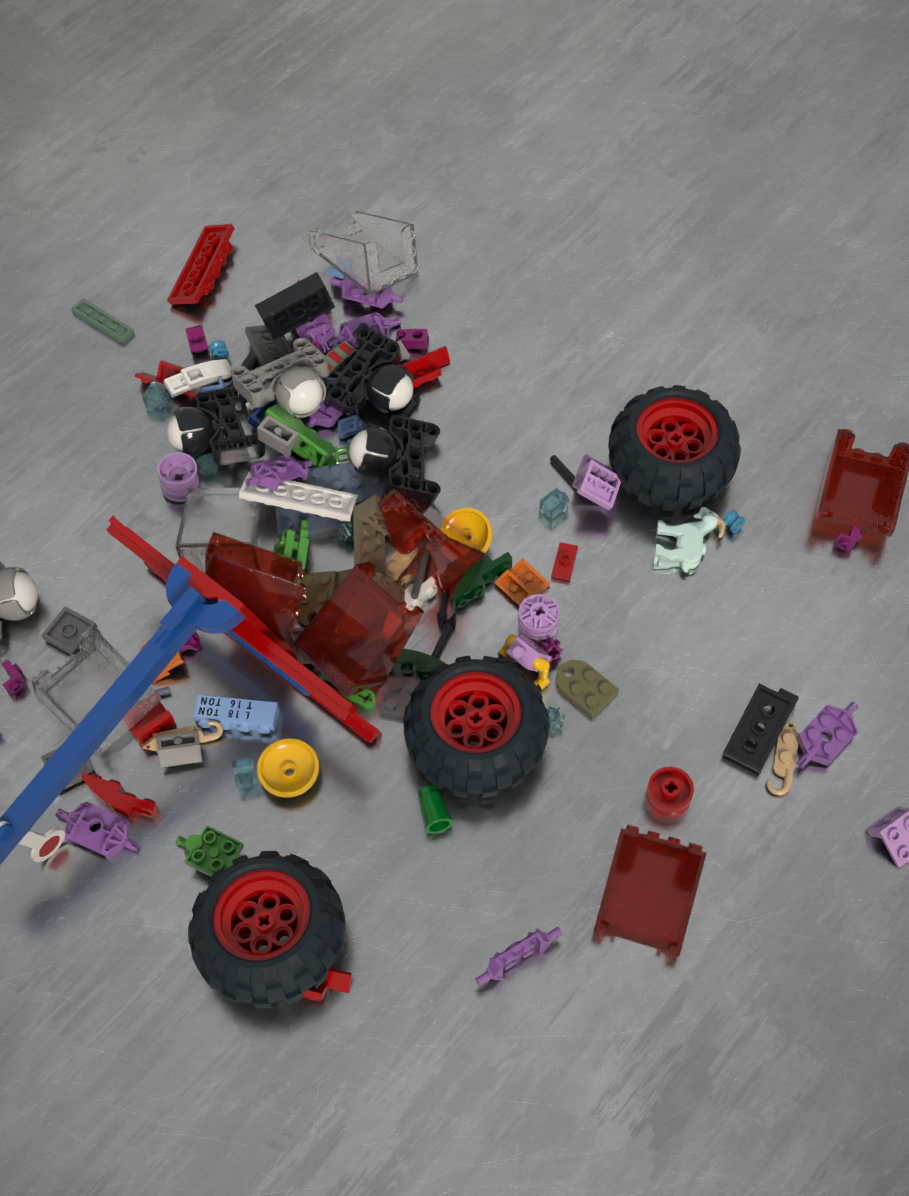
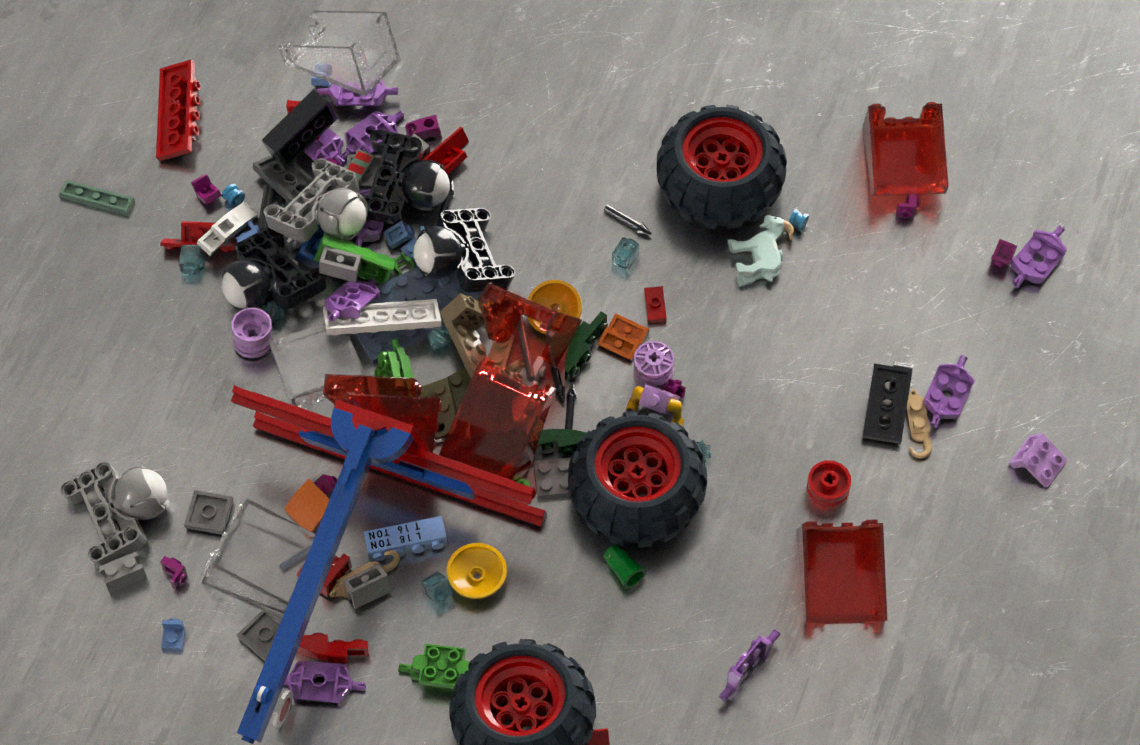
camera: 20 degrees left, 0 degrees up
(585, 687) = (718, 415): olive plate -> none
(597, 482) = (660, 220): lavender bracket -> none

